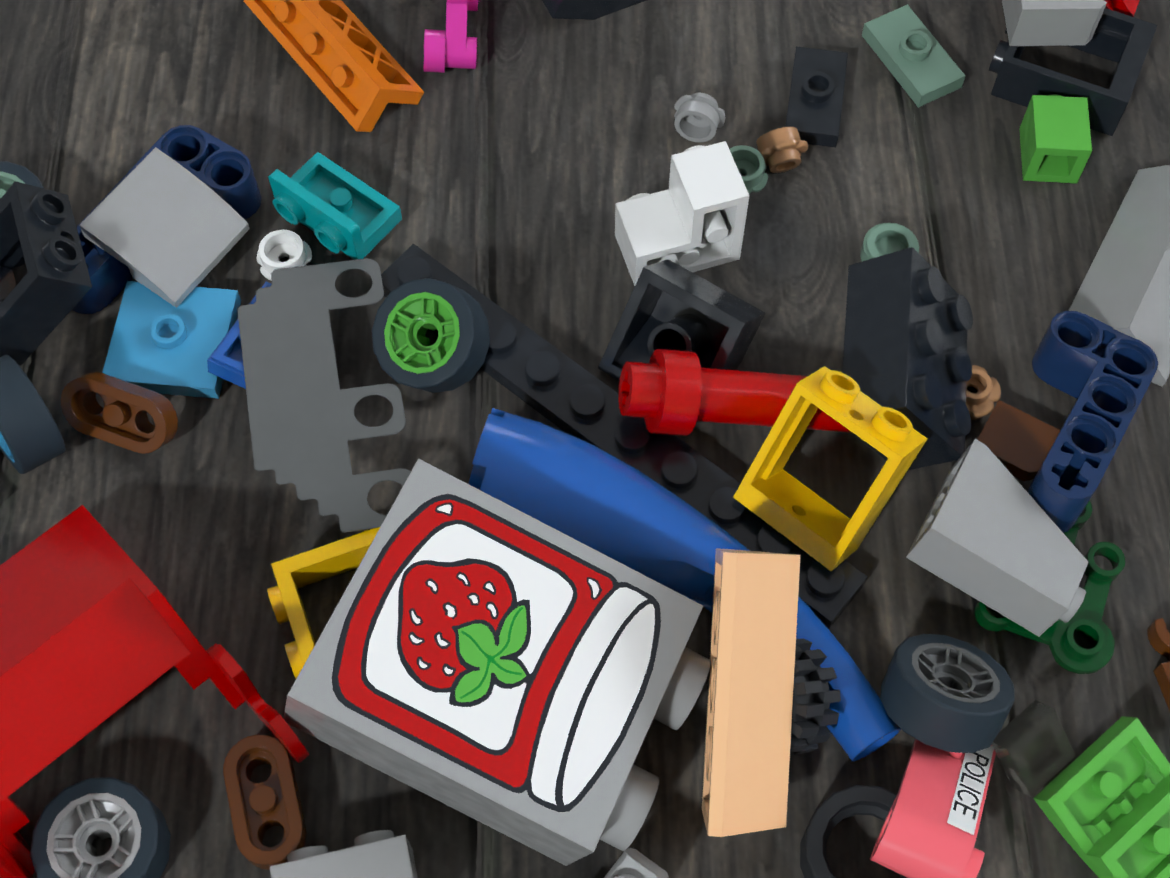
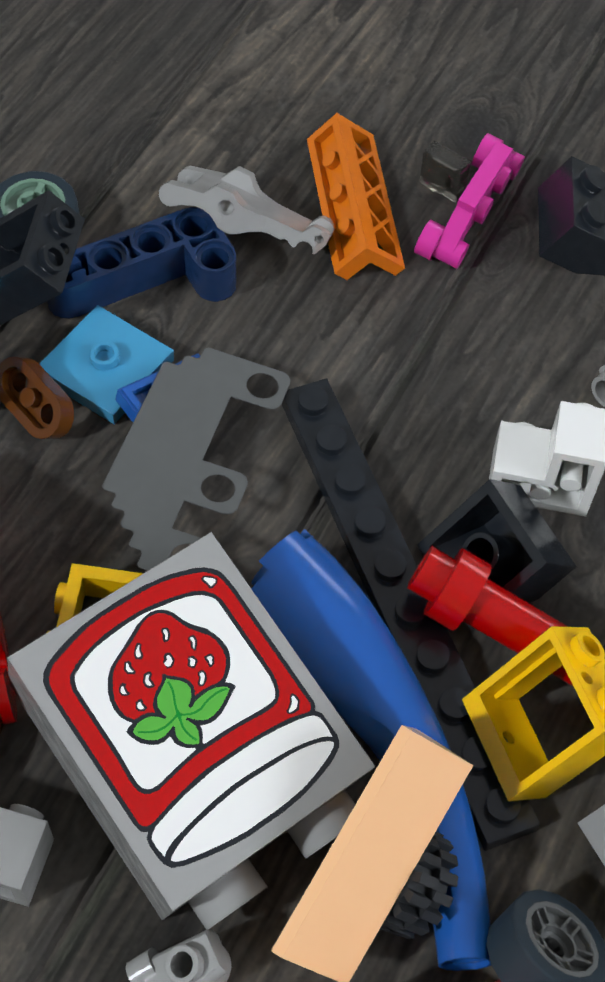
camera: 25 degrees right, 5 degrees down
(165, 227) = (145, 277): light grey slope -> none
(220, 104) = (242, 207): none -> light grey animal
(281, 245) = (226, 332): white plate -> none
(334, 206) = (282, 322): teal bracket -> none
(407, 352) = (272, 456): wheel -> none

